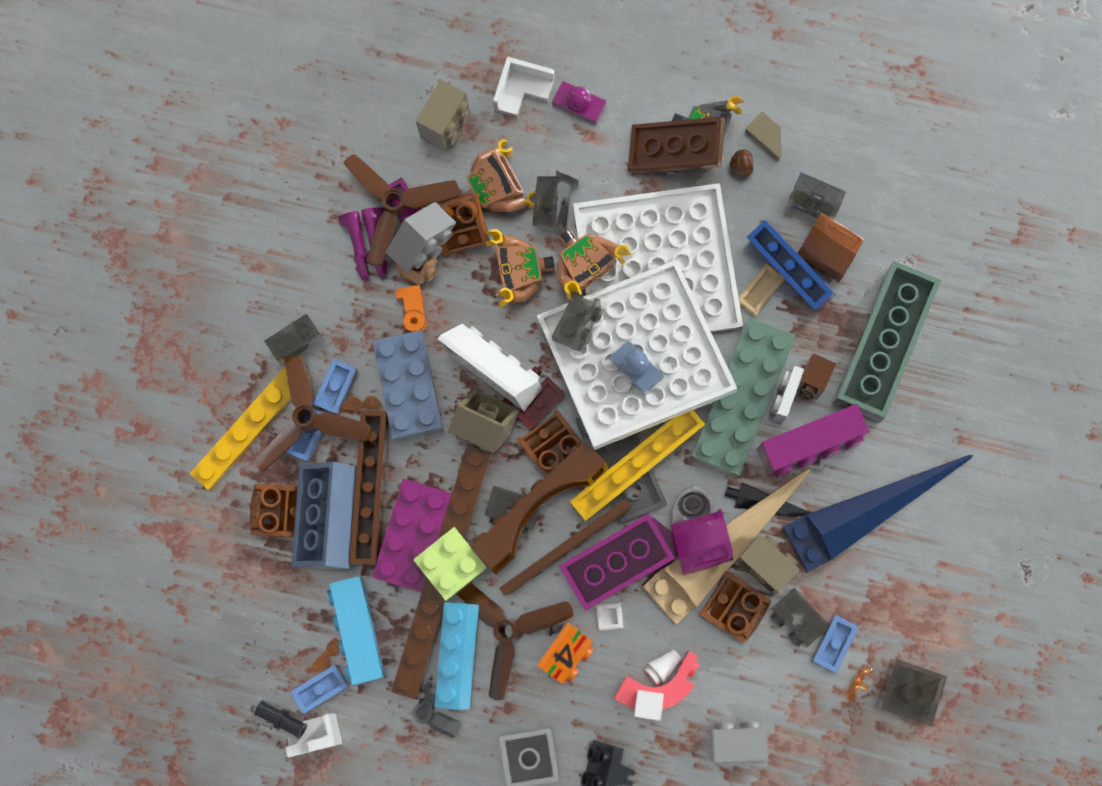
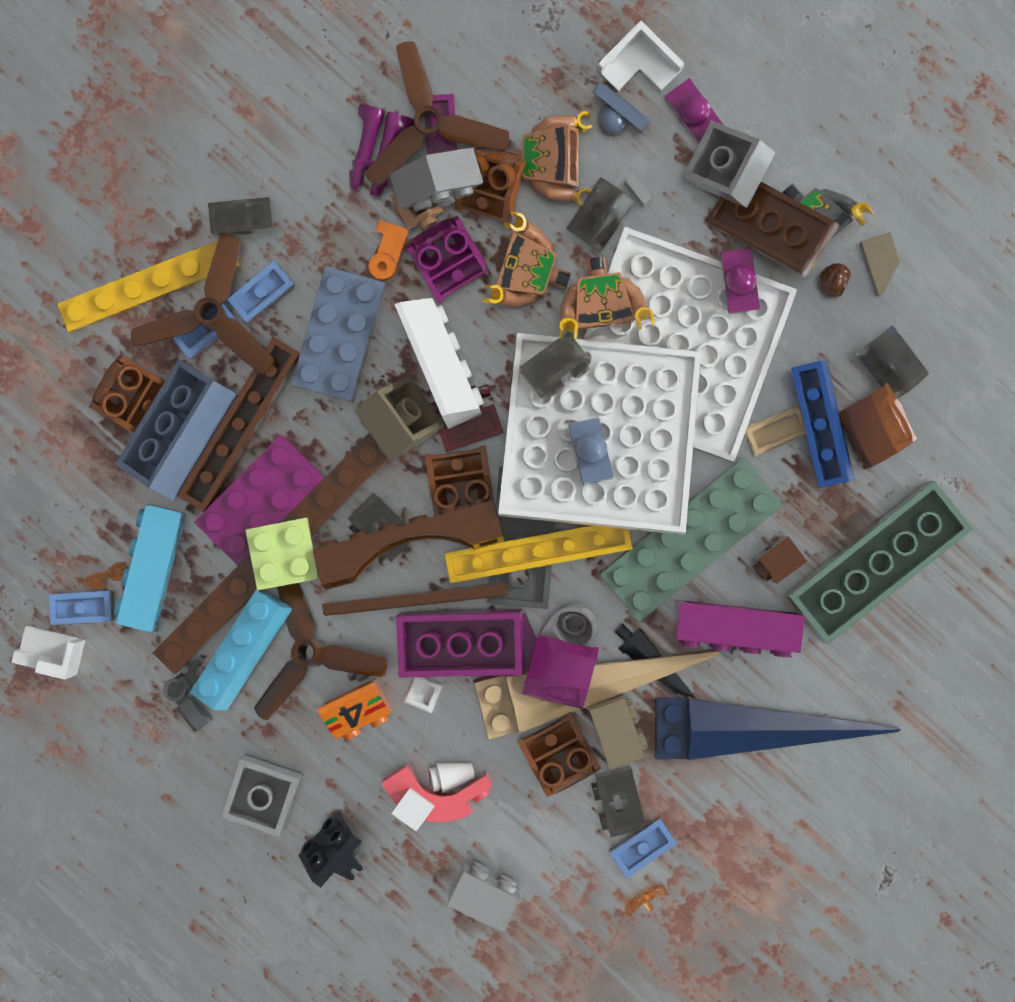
camera: 25 degrees right, 10 degrees up
(280, 719) = (24, 617): black pin -> none
(355, 403) = (273, 321): clear orange piece -> none
(443, 115) = (535, 50): dark tan brick -> none
(458, 291) = (446, 257): none -> magenta slope
(524, 128) = (614, 115): none -> sand blue tile
(623, 120) = (729, 163): none -> light grey brick
(676, 197) = (740, 280): none -> magenta tile
(784, 401) = (746, 554): white plate -> none
(911, 692) = (692, 940): clear smoke slope -> none

